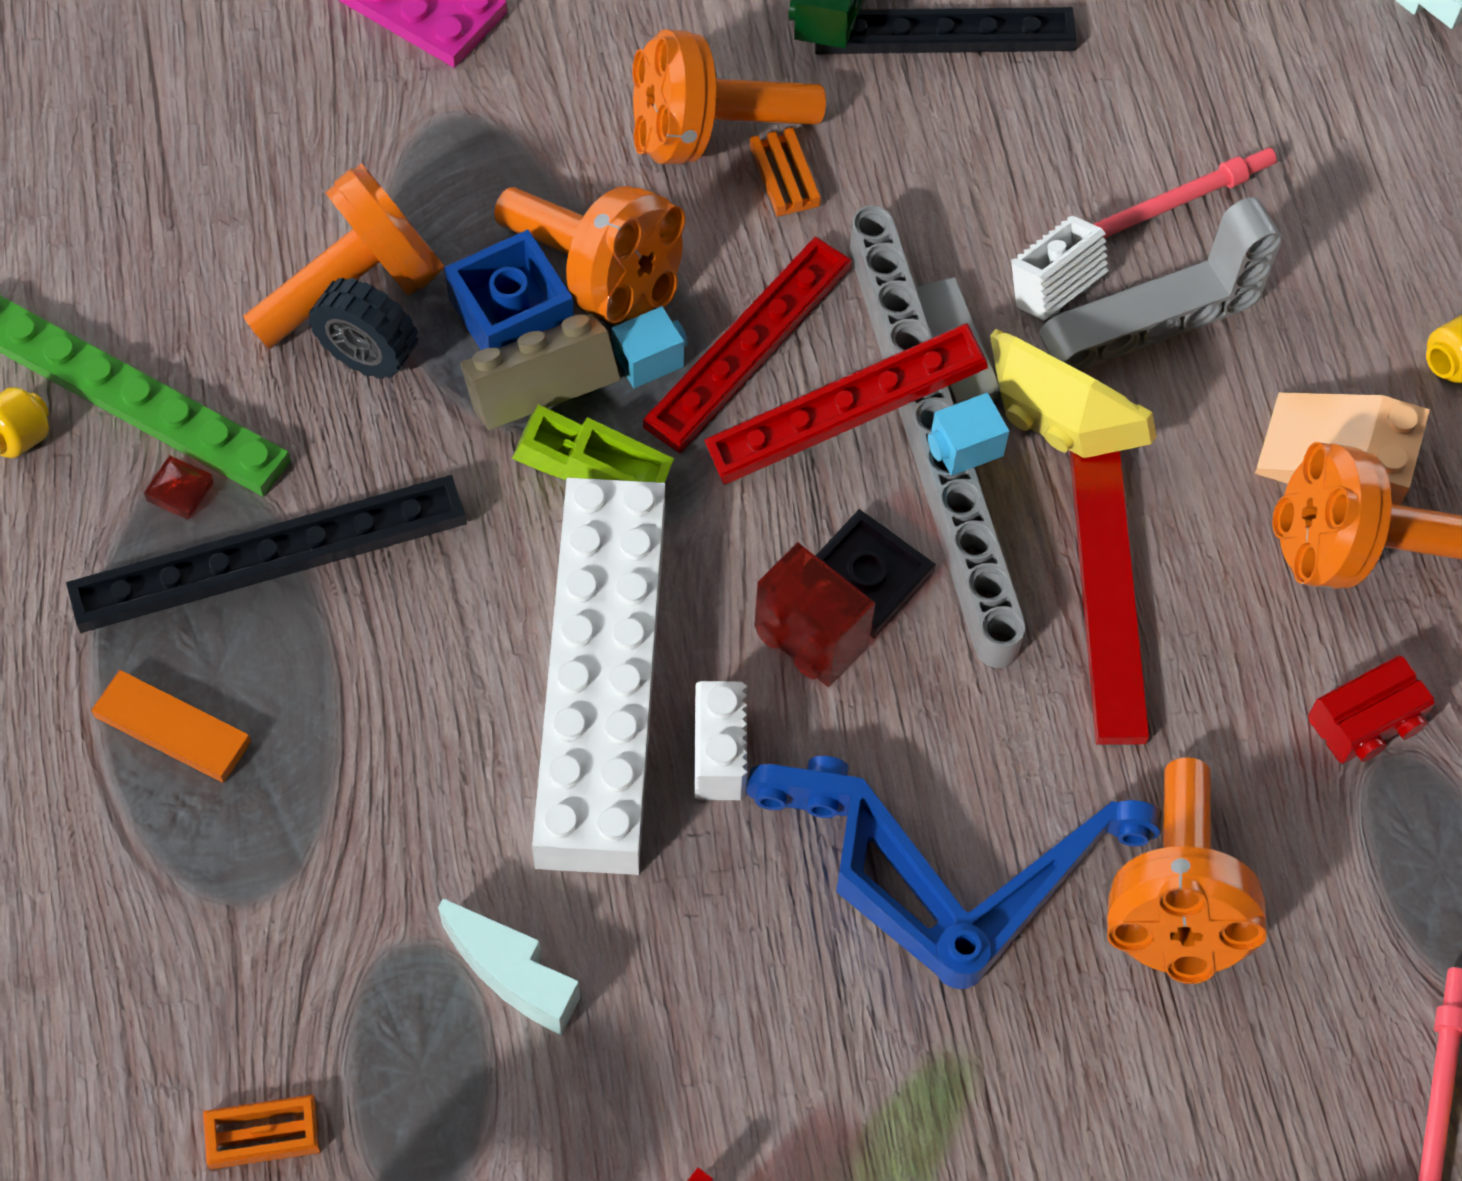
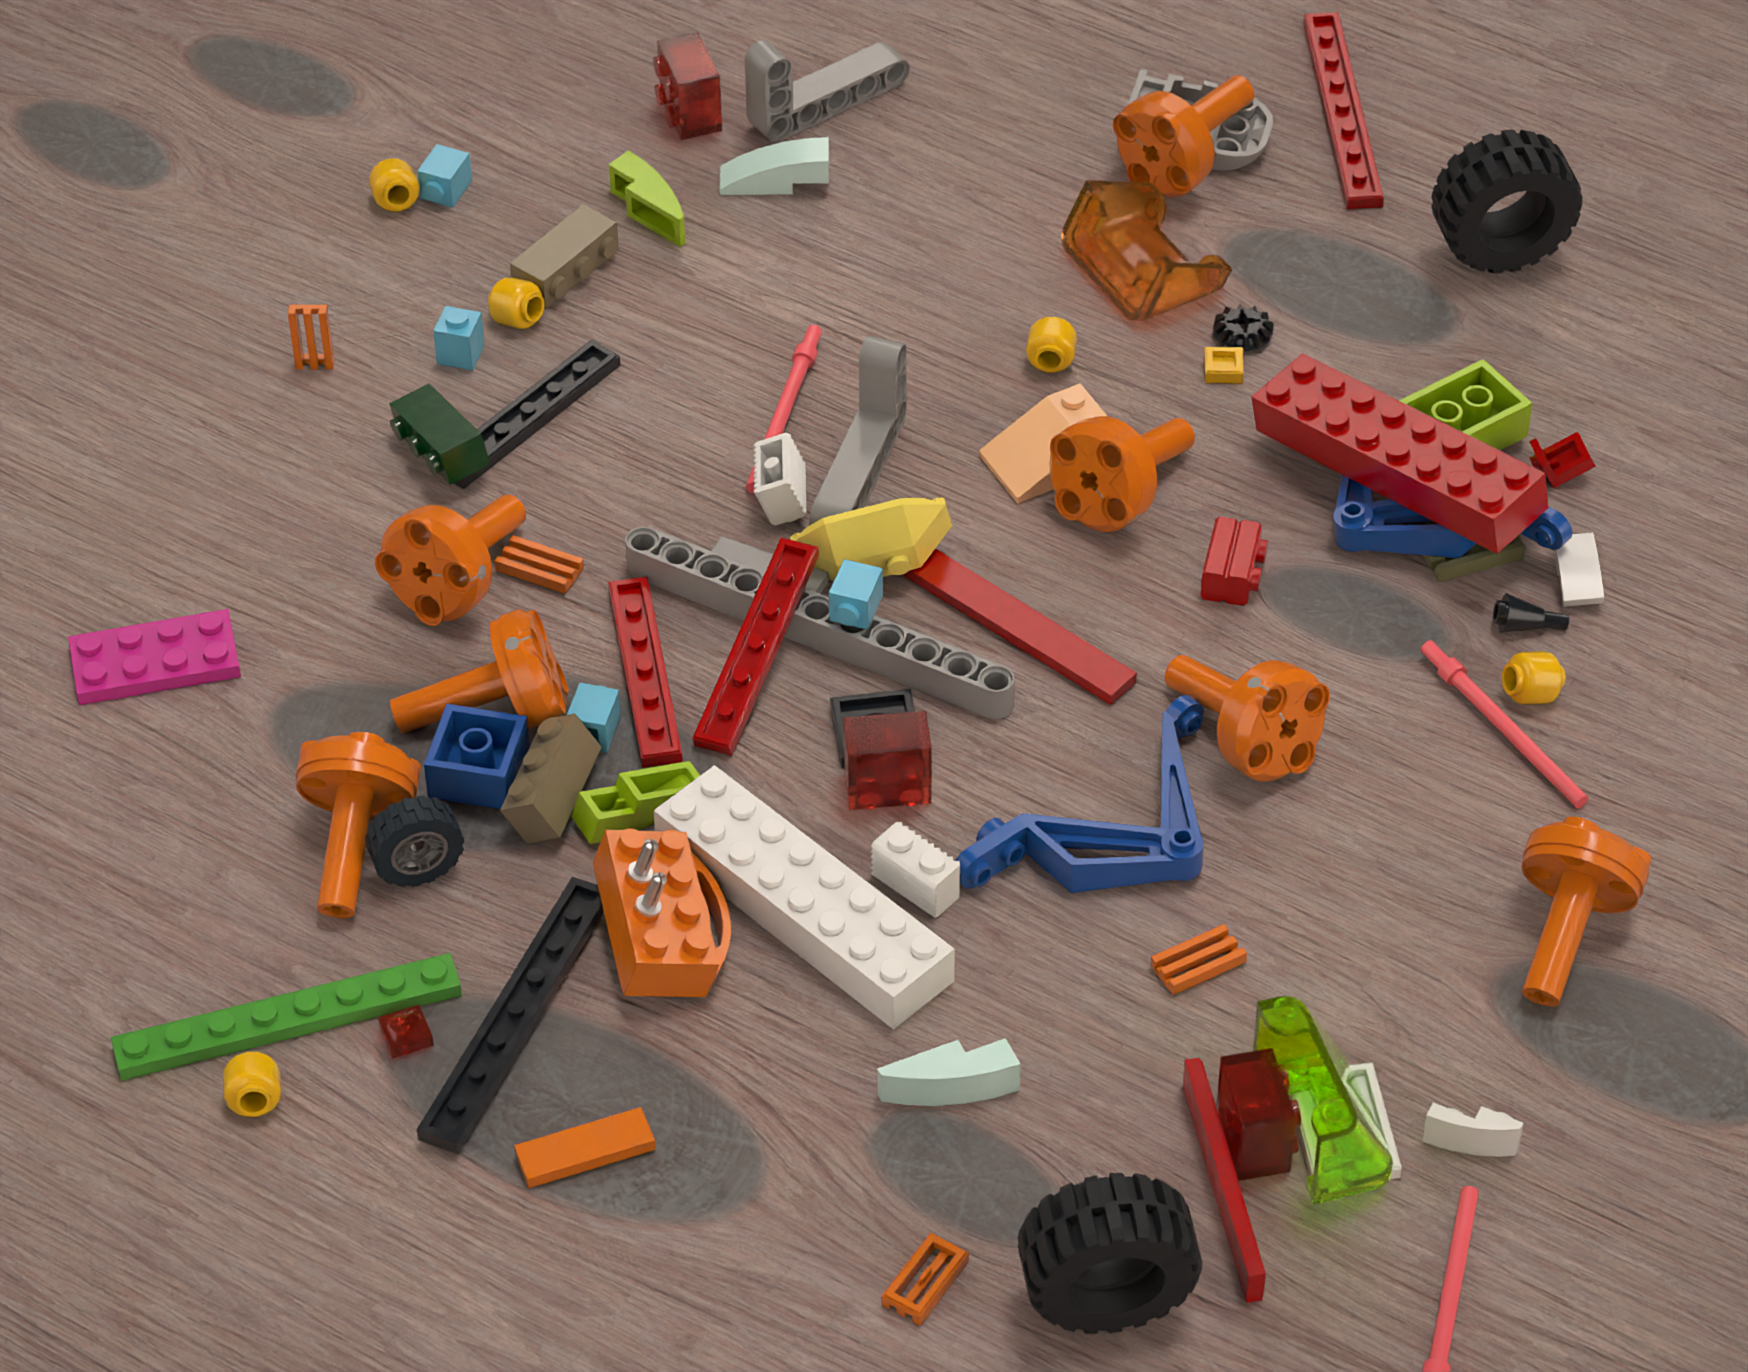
camera: 45 degrees left, 15 degrees down
(463, 578) = (659, 914): none -> orange piece
(864, 1053) = (1194, 955): none -> orange tile

